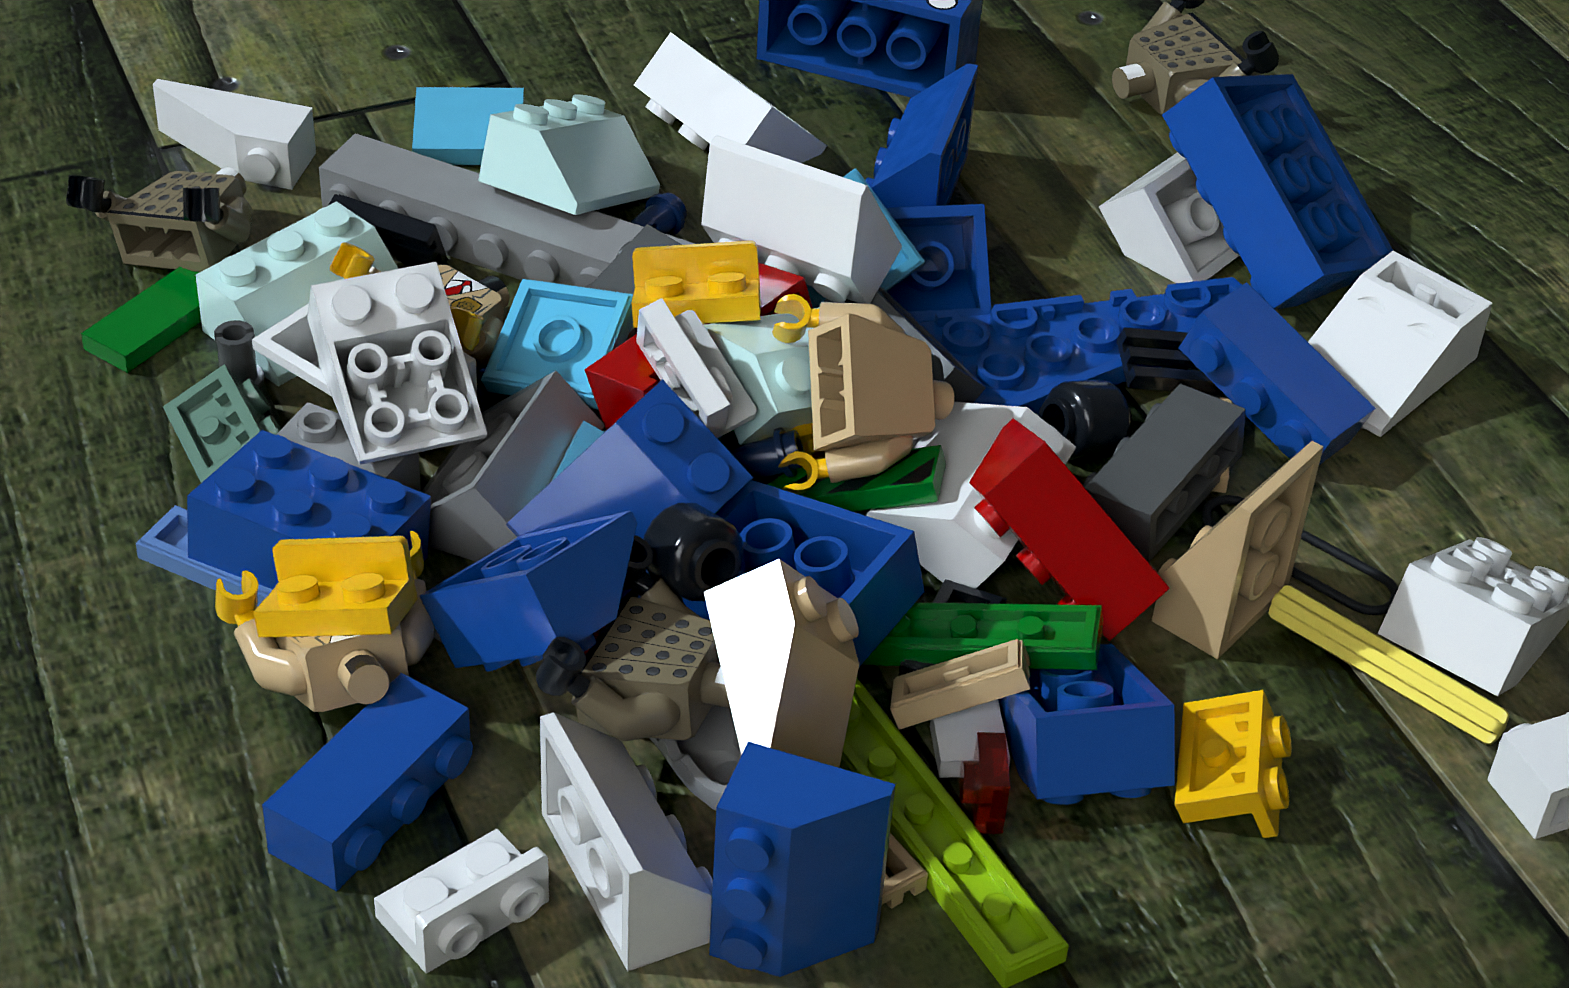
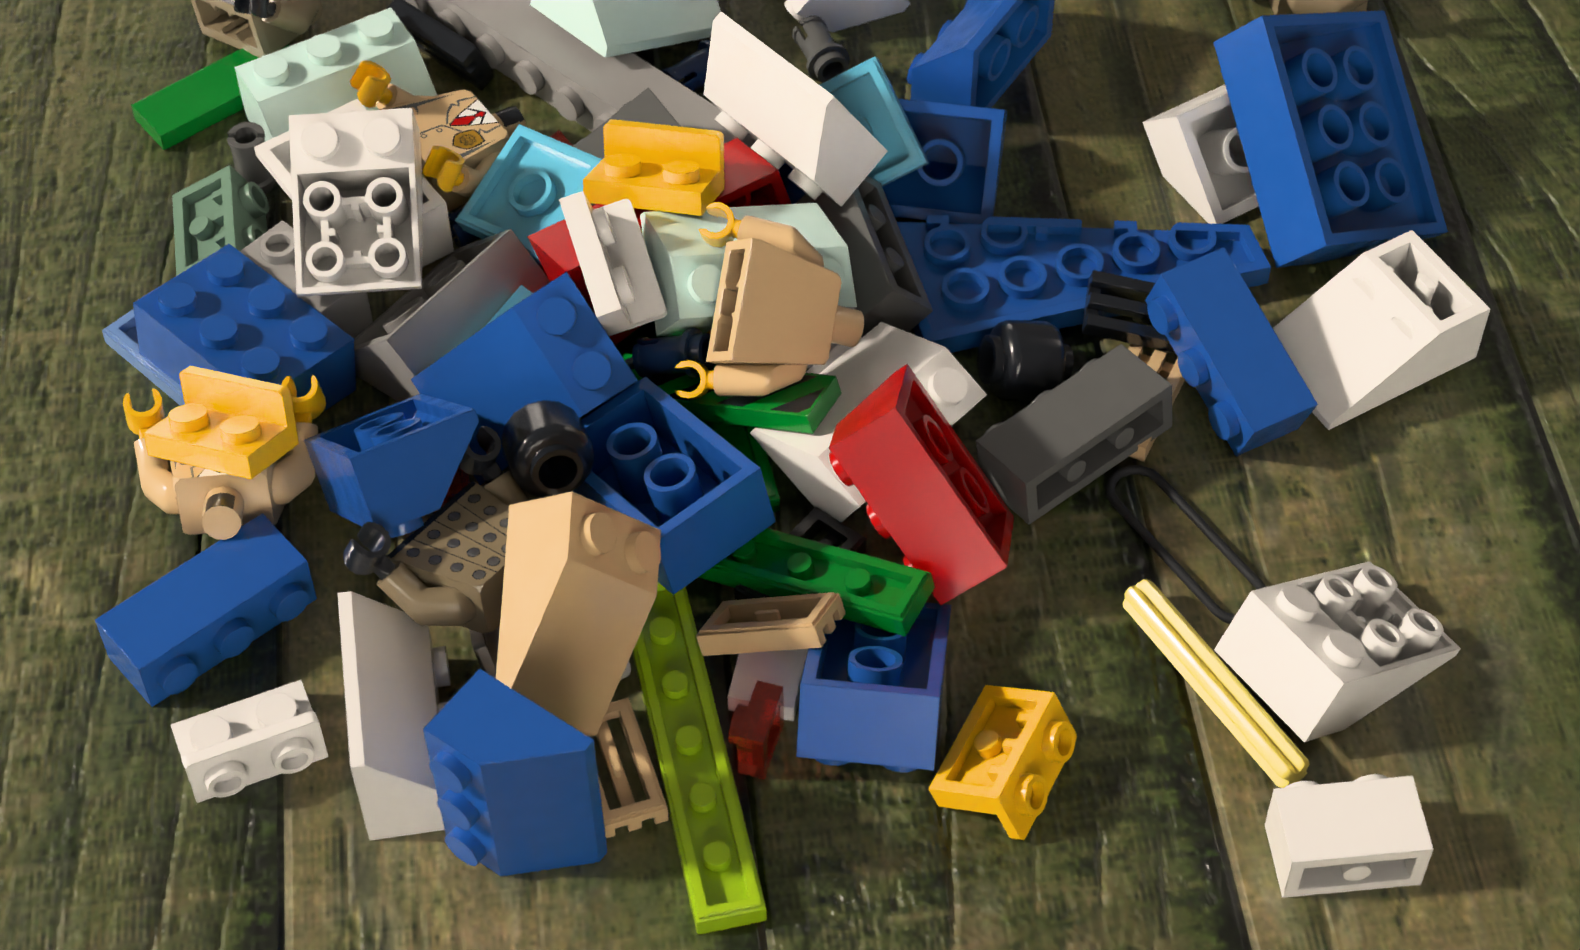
camera: 20 degrees right, 10 degrees up
(1240, 562) = (1094, 550): tan slope -> none

